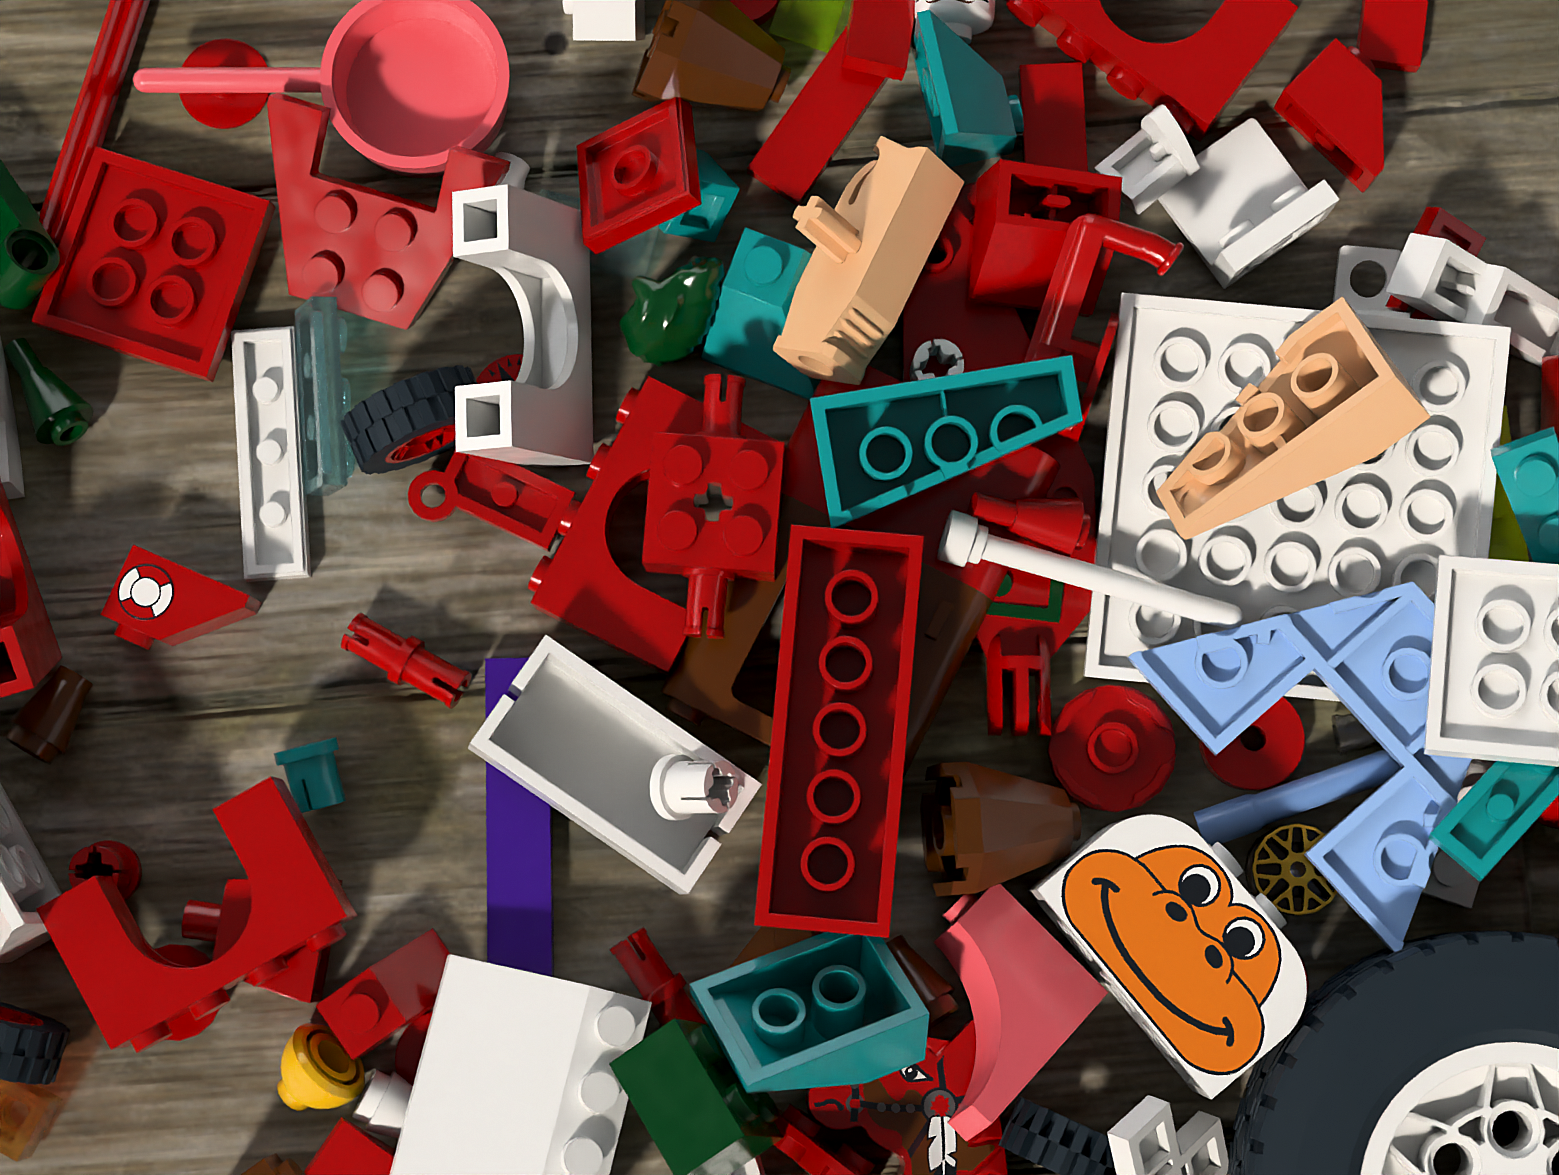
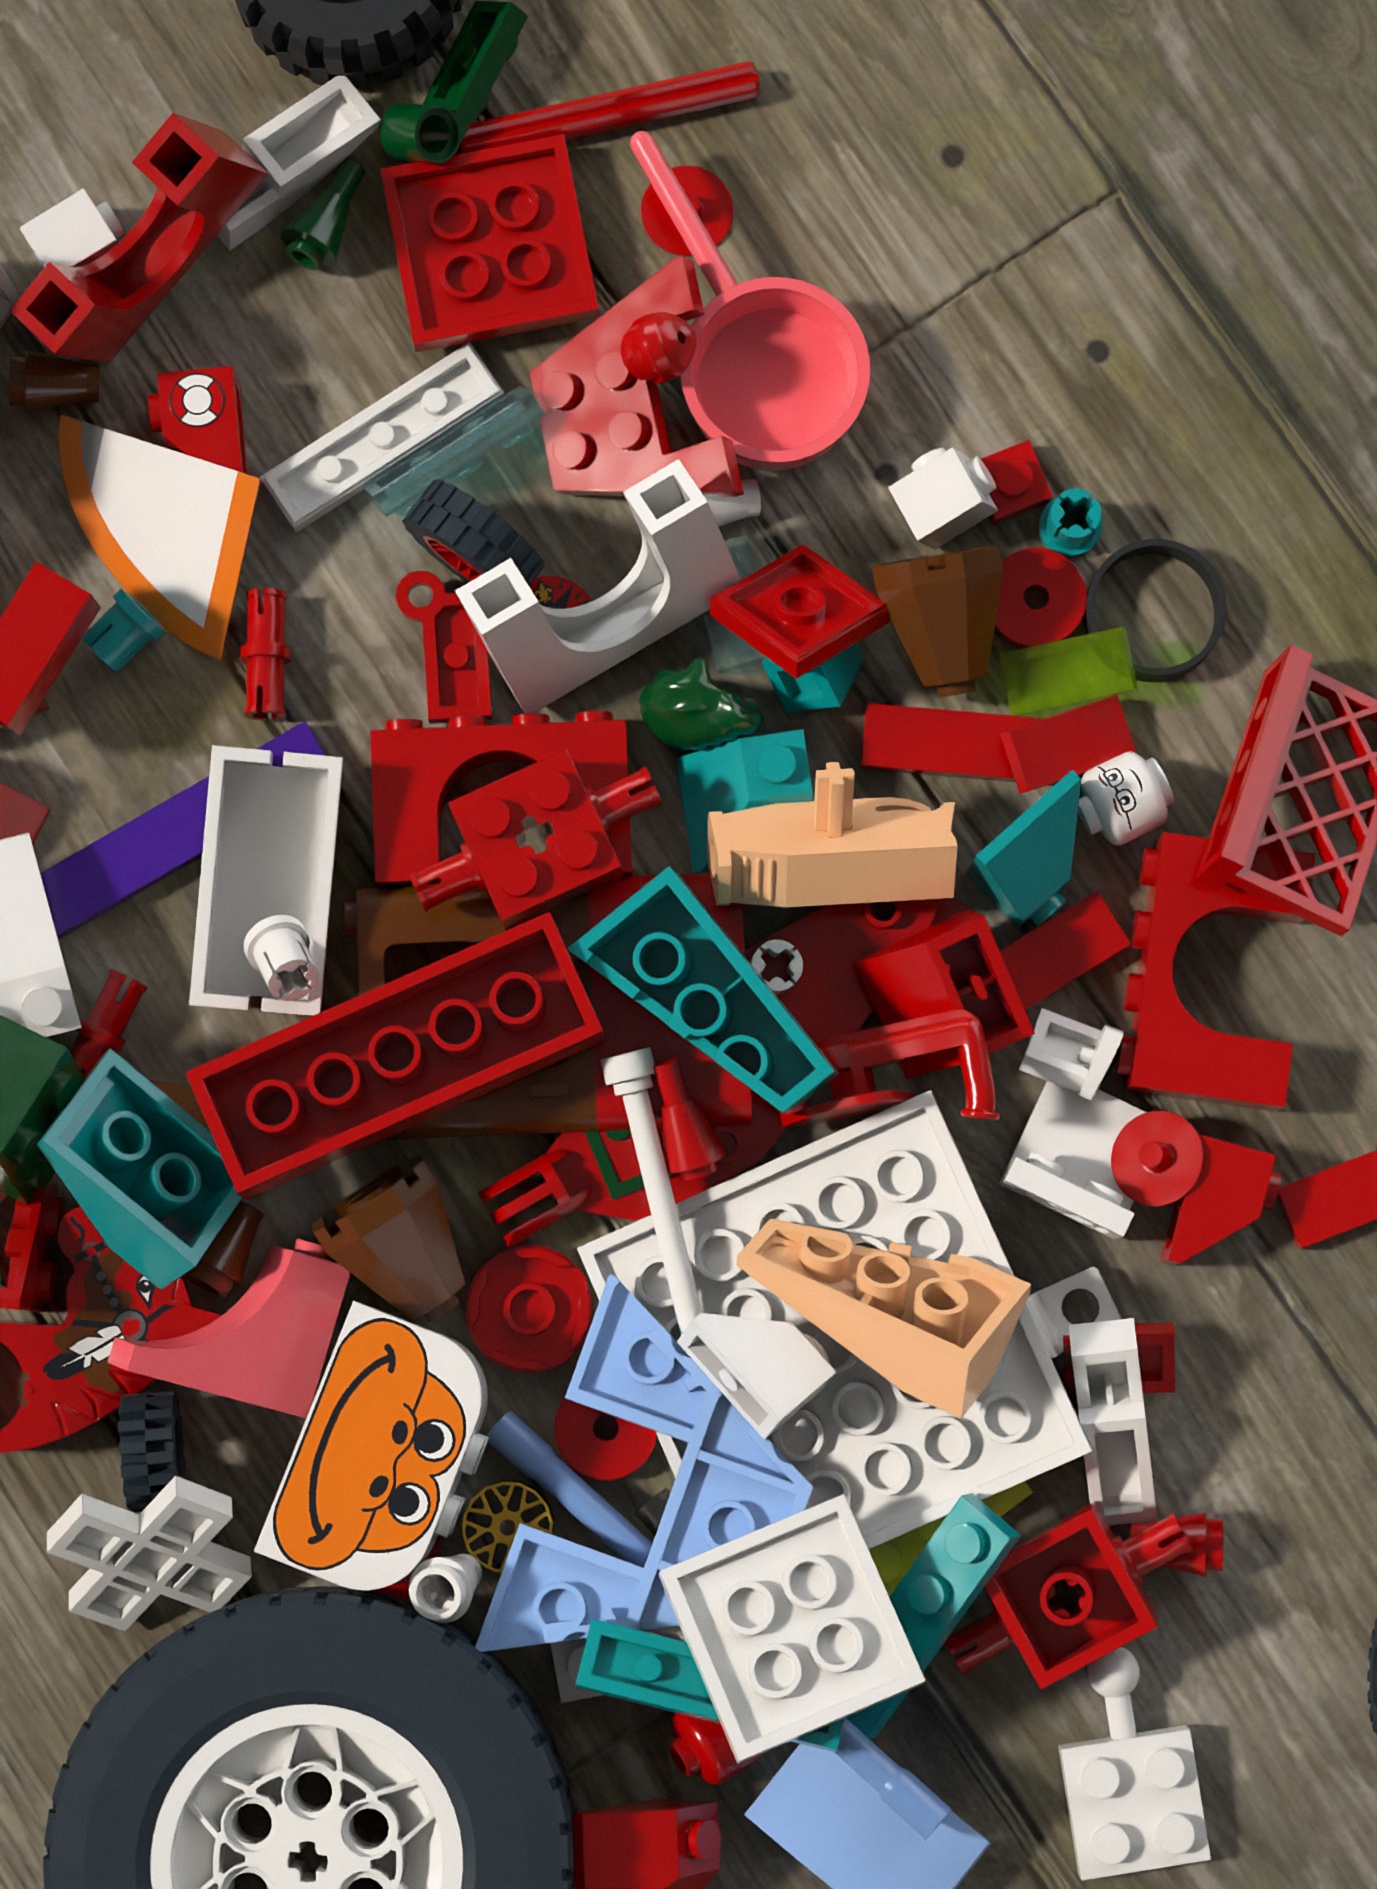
camera: 55 degrees right, 0 degrees up
(238, 687) = (162, 526): none -> white sticker
(338, 161) = (658, 347): none -> red piece
(1281, 139) = (1157, 1158): none -> red piece
(1286, 569) = (758, 1365): none -> white slope
(1329, 949) = (444, 1586): none -> white cone

